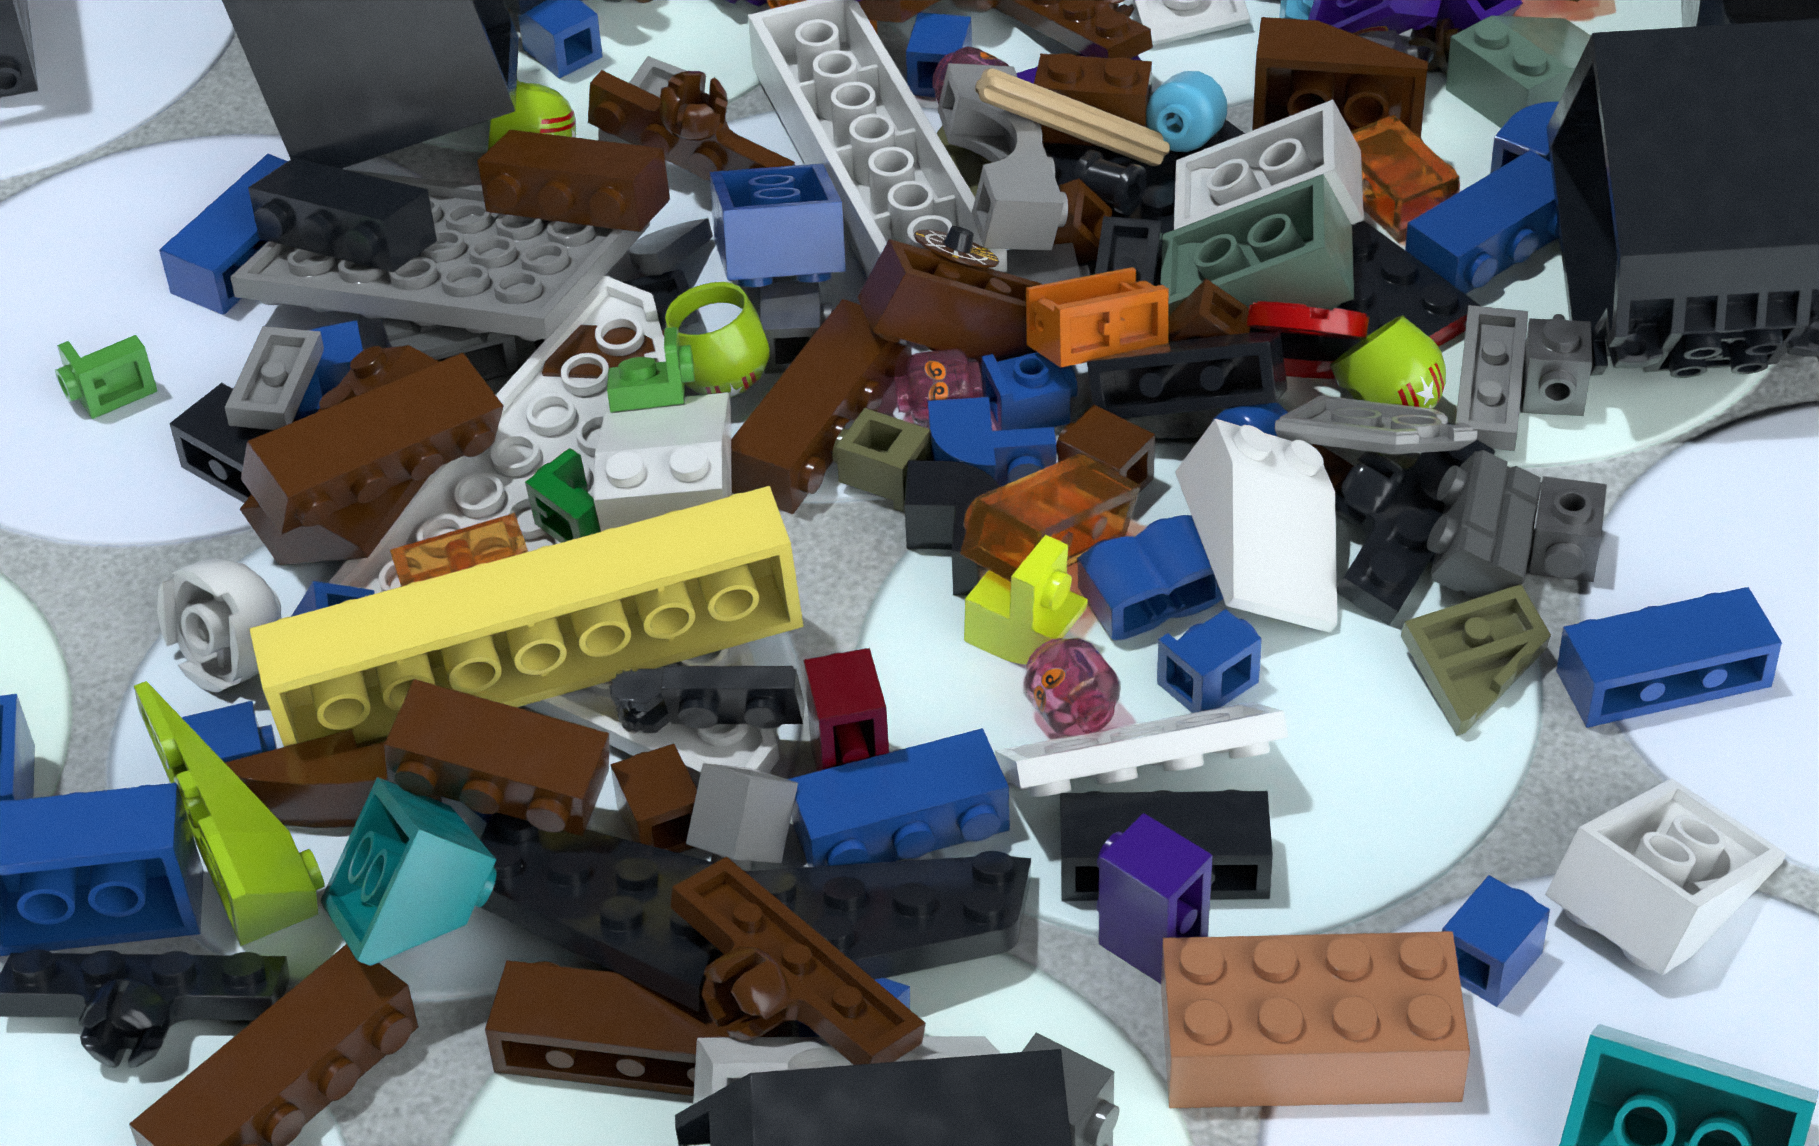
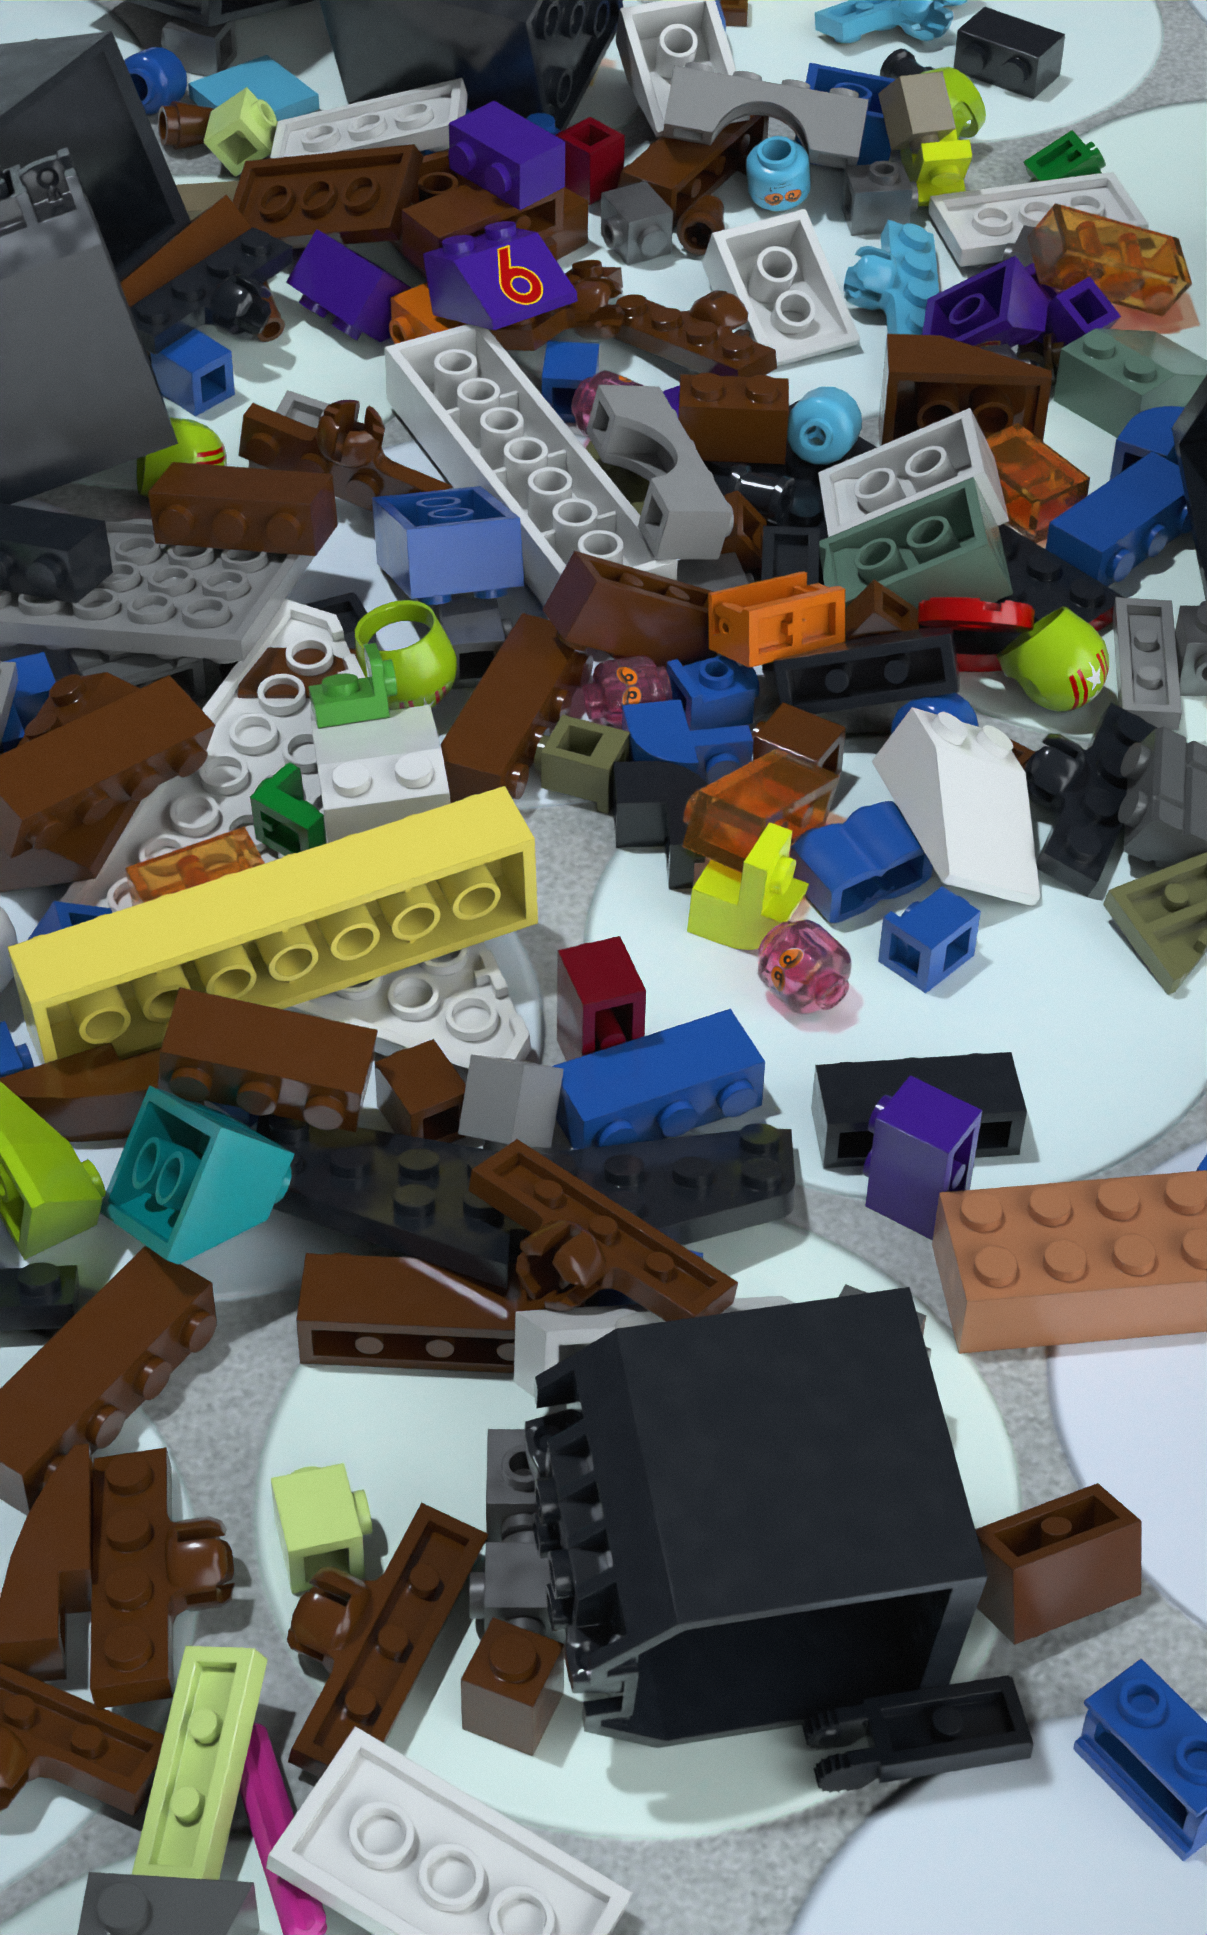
camera: 10 degrees left, 0 degrees up
(669, 246) = (337, 571): dark grey tile -> none
(708, 697) = (460, 992): black hinge -> none
(957, 246) = (634, 556): piece -> none
(1071, 117) = (722, 432): tan axle -> none
(1116, 752) = (864, 1023): white plate -> none
(1373, 427) = (1054, 711): light grey tile -> none

